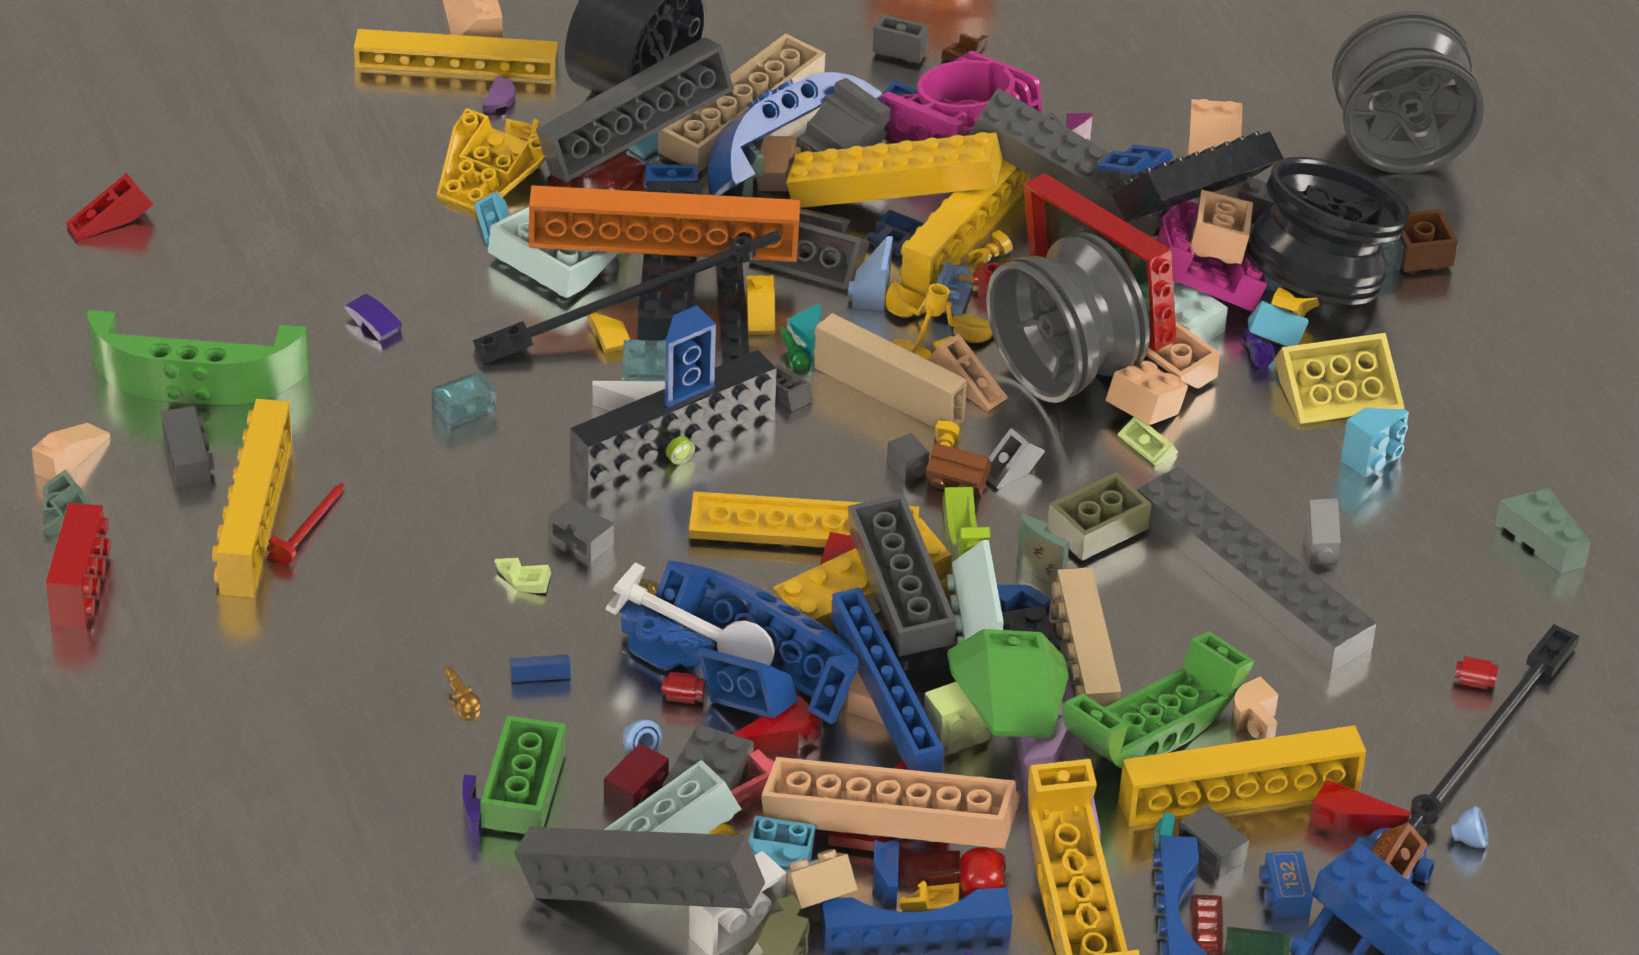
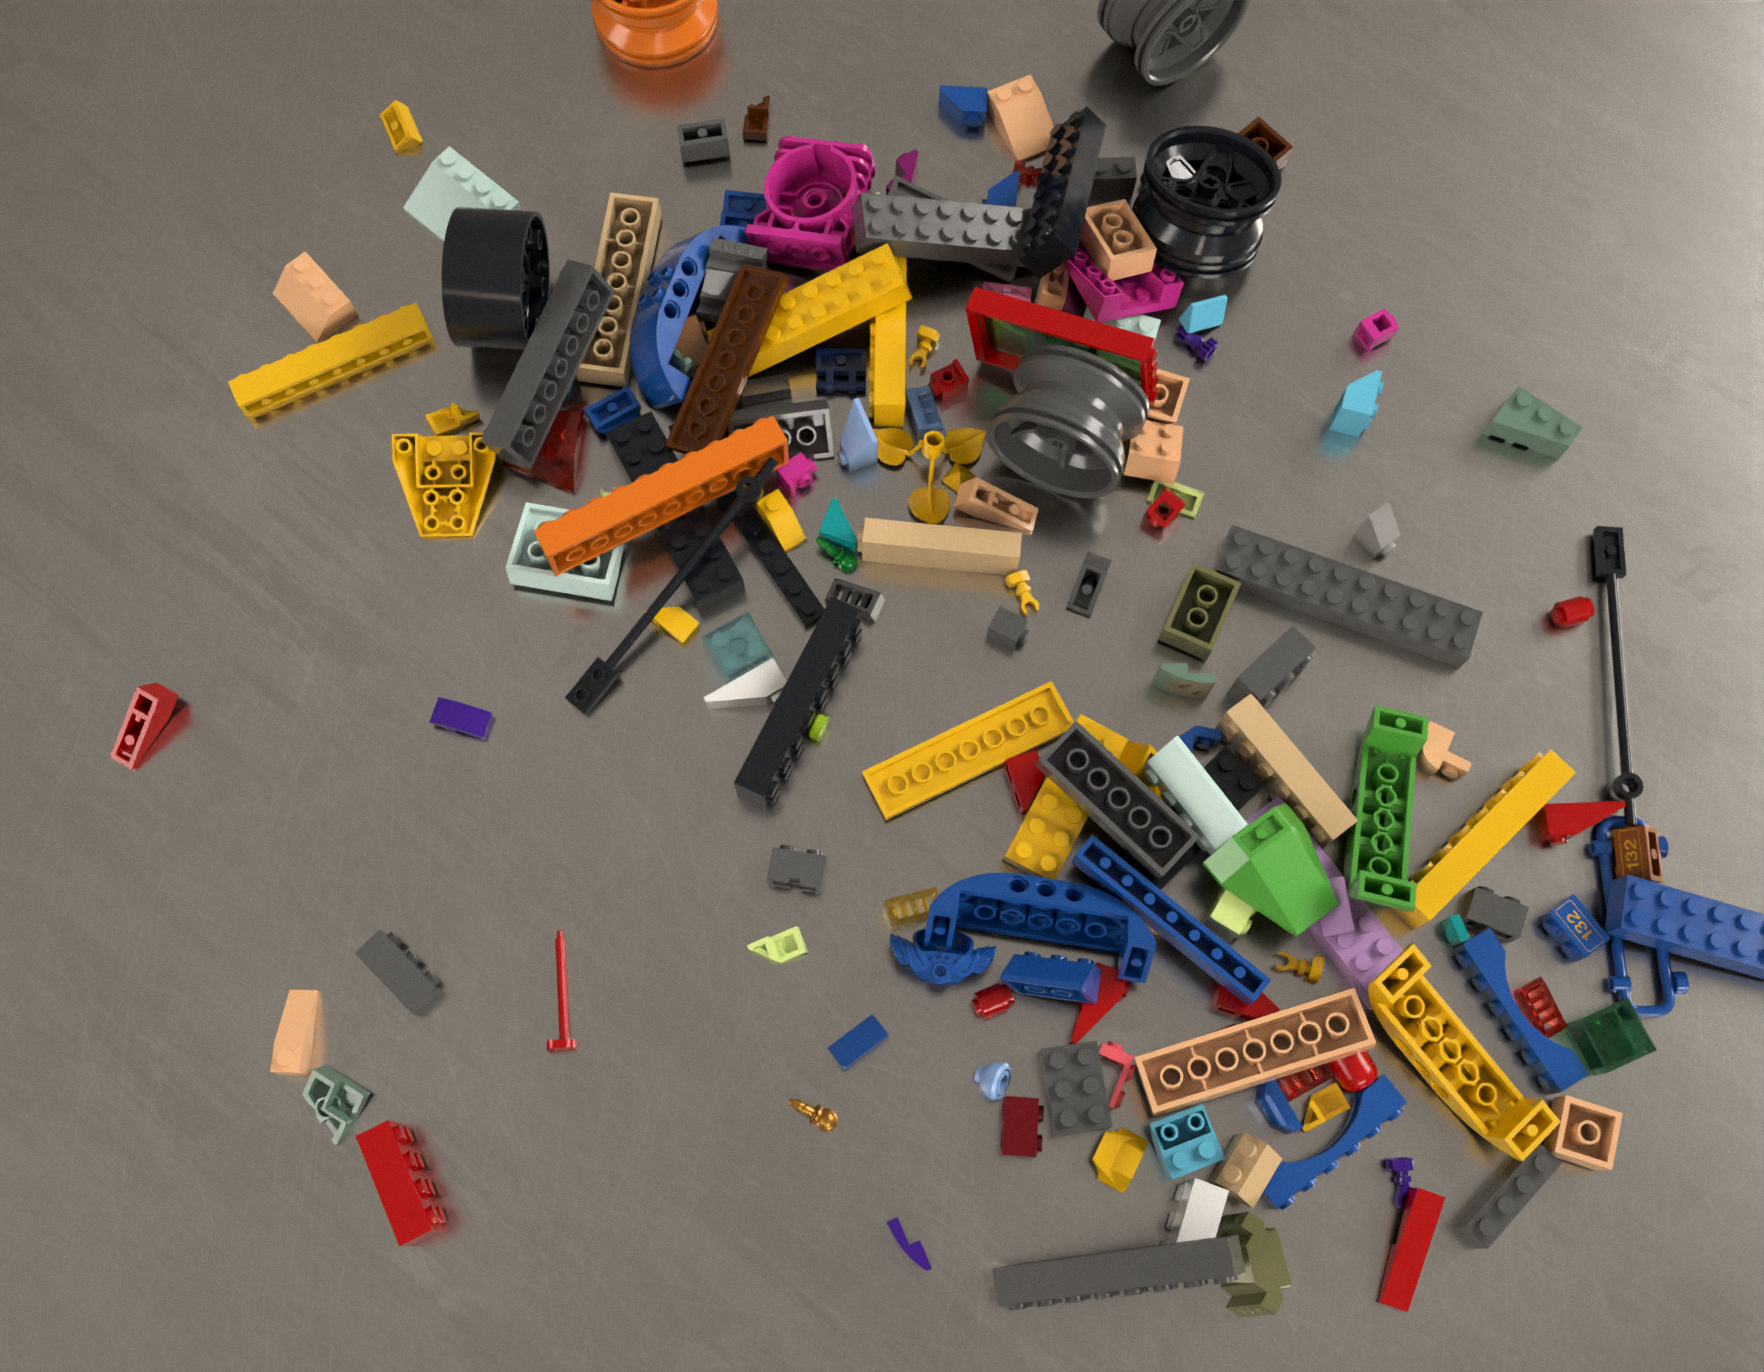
camera: 30 degrees left, 30 degrees up
(195, 368) = (351, 886): bright green slope -> none
(253, 498) = (503, 1008): yellow brick -> none
(463, 399) = (602, 773): clear light blue brick -> none
(489, 211) = (489, 540): medium azure slope -> none
(500, 95) = (400, 385): medium lavender tile -> none
(523, 775) = (932, 1187): bright green brick -> none
(688, 804) = (1087, 1171): light aqua slope -> none
(689, 356) = (800, 660): blue slope -> none
(737, 639) = (1016, 941): white piece -> none
(801, 281) = (796, 473): none -> dark pink brick
(812, 157) = (727, 359): none -> reddish brown plate
(957, 469) = (1057, 622): dark orange brick -> none
(961, 521) = (1113, 704): lime arch -> none
(1126, 437) = (1175, 505): none -> red brick
(1135, 159) = (1014, 209): blue slope -> none
(1136, 577) = (1274, 668): none -> dark grey brick
(1168, 108) = (965, 104): none -> blue slope
(1298, 306) = (1205, 289): yellow slope -> none
(1338, 378) = (1283, 346): light yellow slope -> none
(1444, 404) = (1376, 329): none -> dark pink brick
(1471, 828) = (1666, 783): light blue brick -> none

